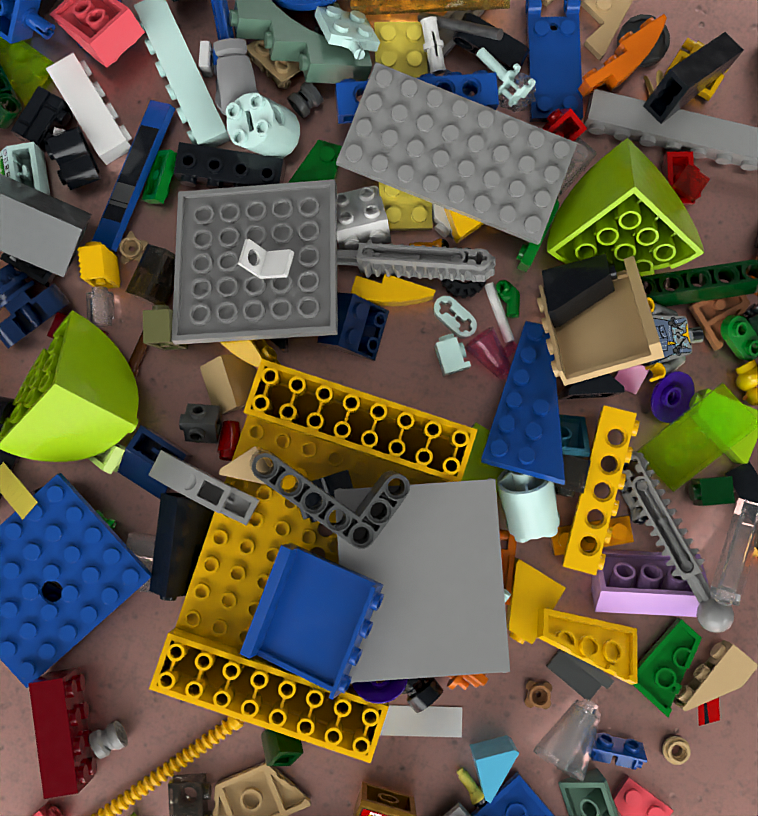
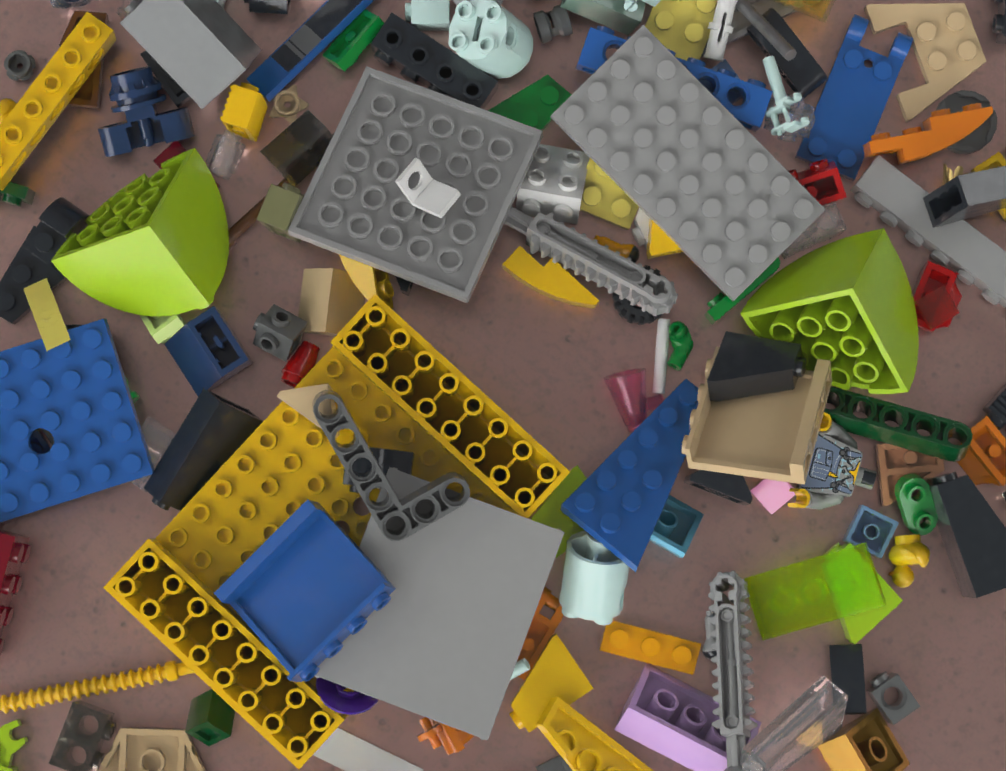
camera: 30 degrees right, 0 degrees up
(108, 739) = (28, 628): light grey wheel -> none
(203, 488) = (252, 403): light grey slope -> none
(359, 327) = (496, 303): dark blue slope -> none
(422, 694) = (388, 732): black wheel -> none
(451, 355) = (585, 379): light aqua brick -> none
(459, 312) = (616, 336): light aqua beam -> none
(574, 556) = (618, 657): yellow brick -> none
(575, 473) = (653, 568): clear smoke brick -> none
(672, 396) = (817, 540): dark purple dish -> none
(712, 491) = (804, 657): dark green brick -> none
(713, 371) = (871, 528): none -> medium blue piece

